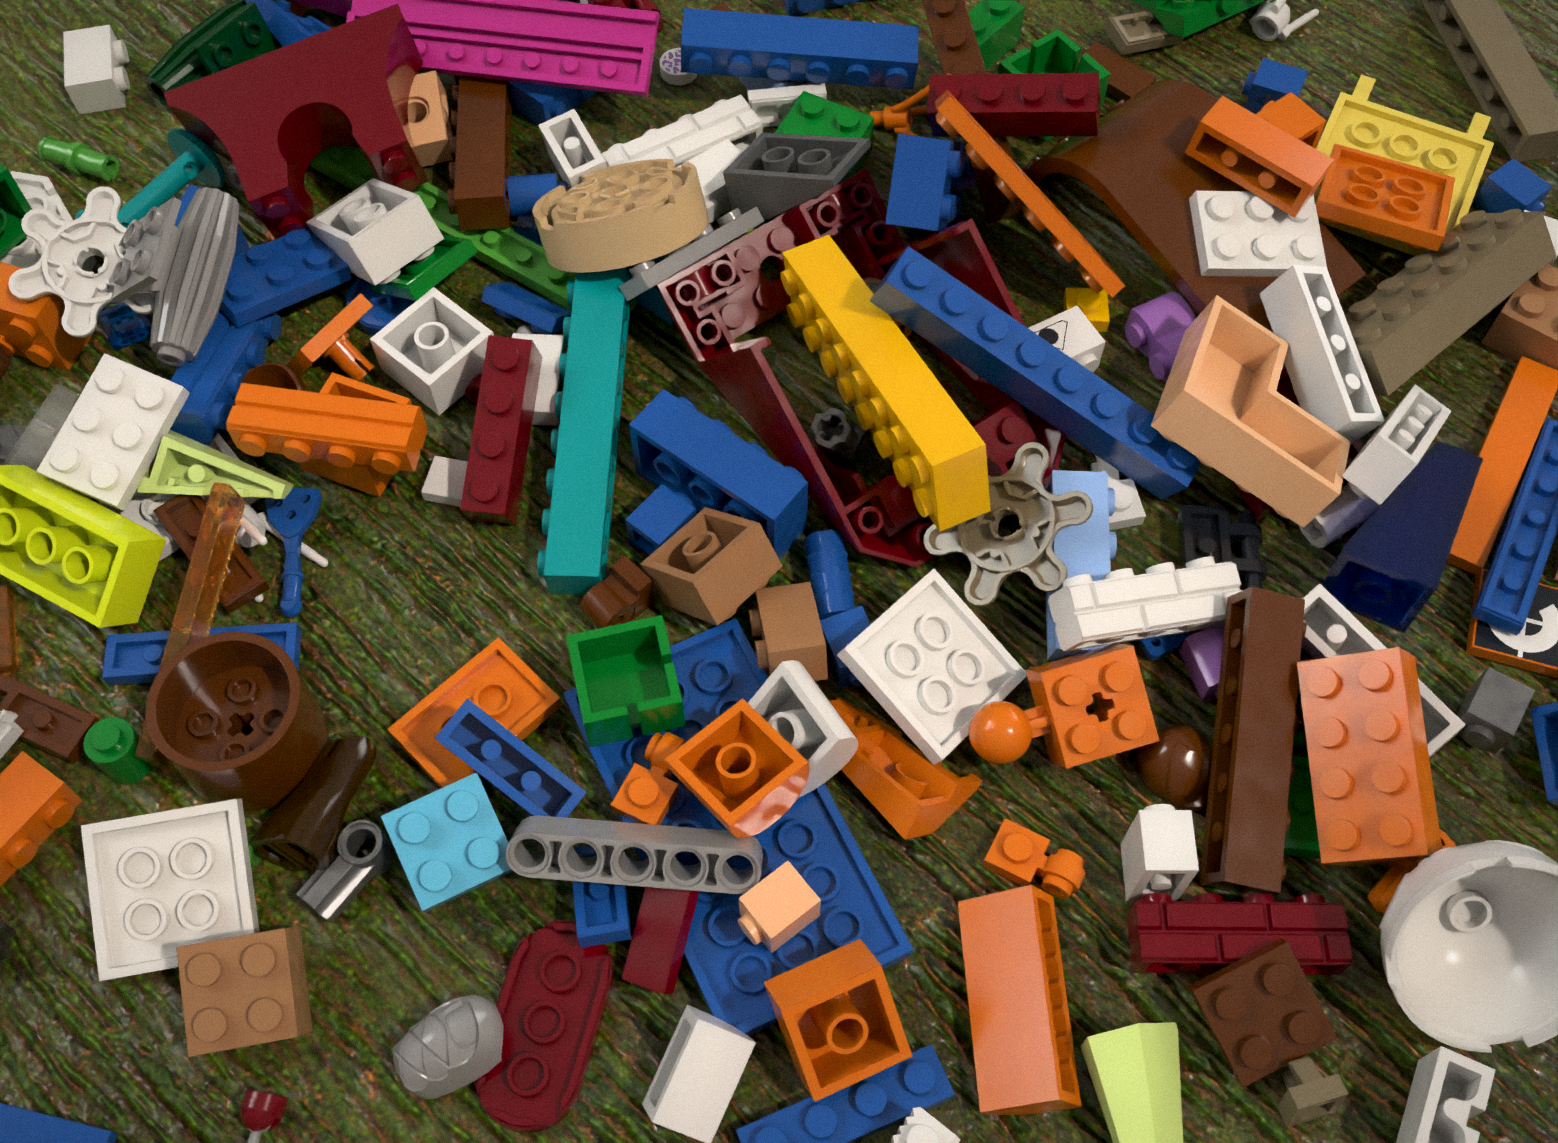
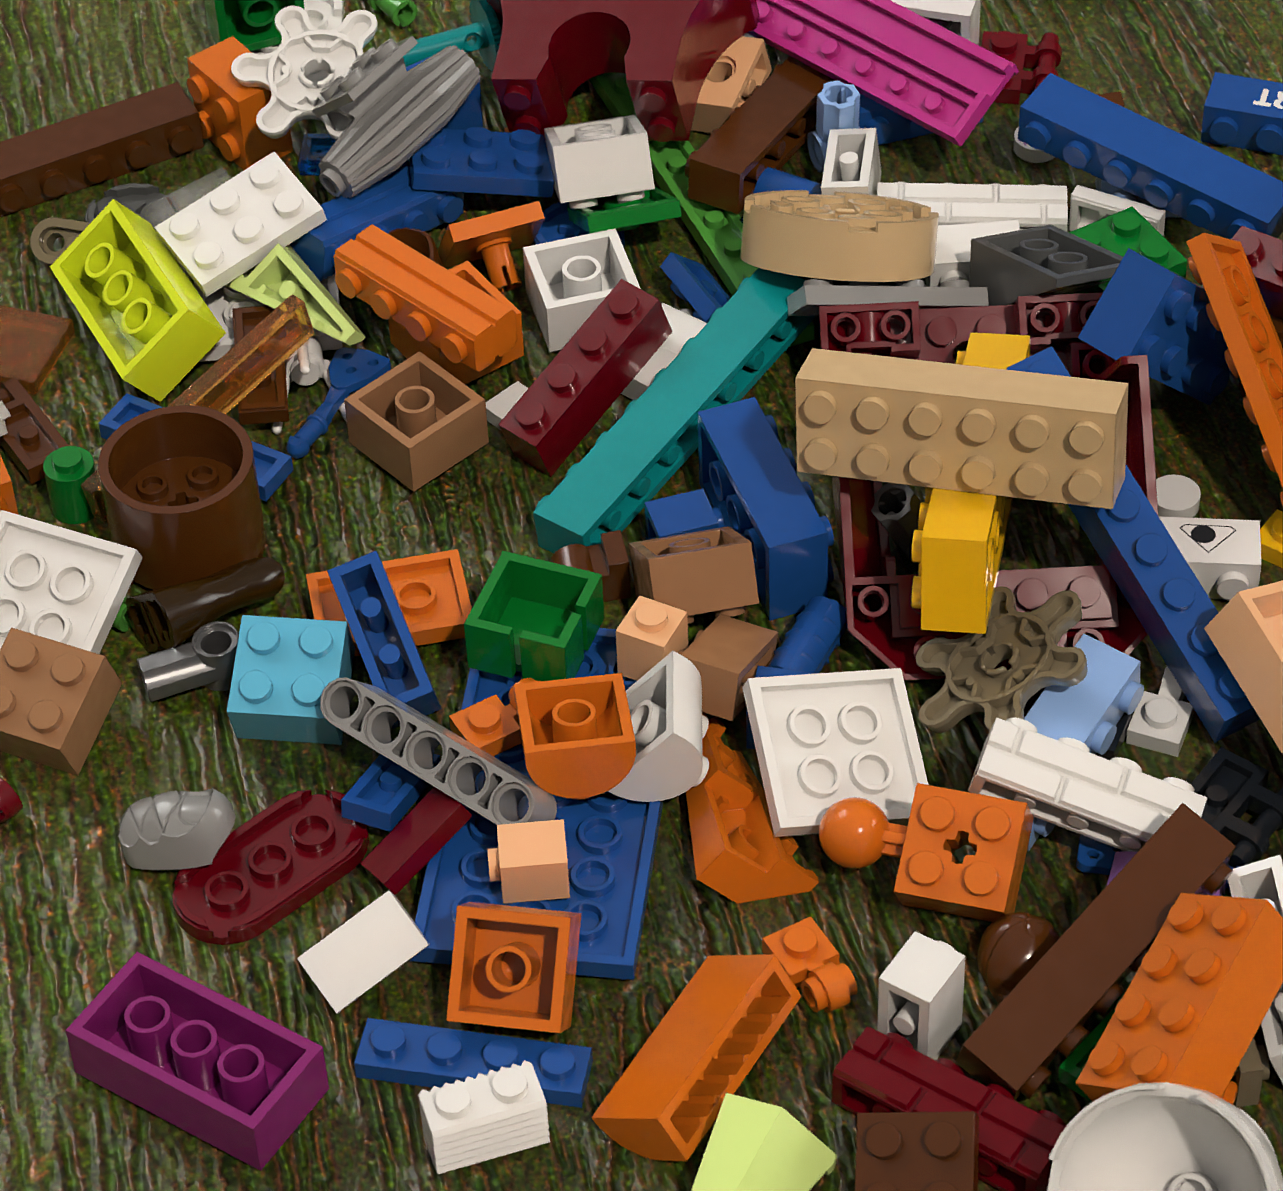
camera: 35 degrees right, 15 degrees down
(383, 537) = (416, 421): none -> medium nougat brick
(534, 108) = (836, 109): none -> light blue piece
(728, 647) = (648, 636): none -> light nougat brick
(899, 352) = (962, 427): none -> tan brick

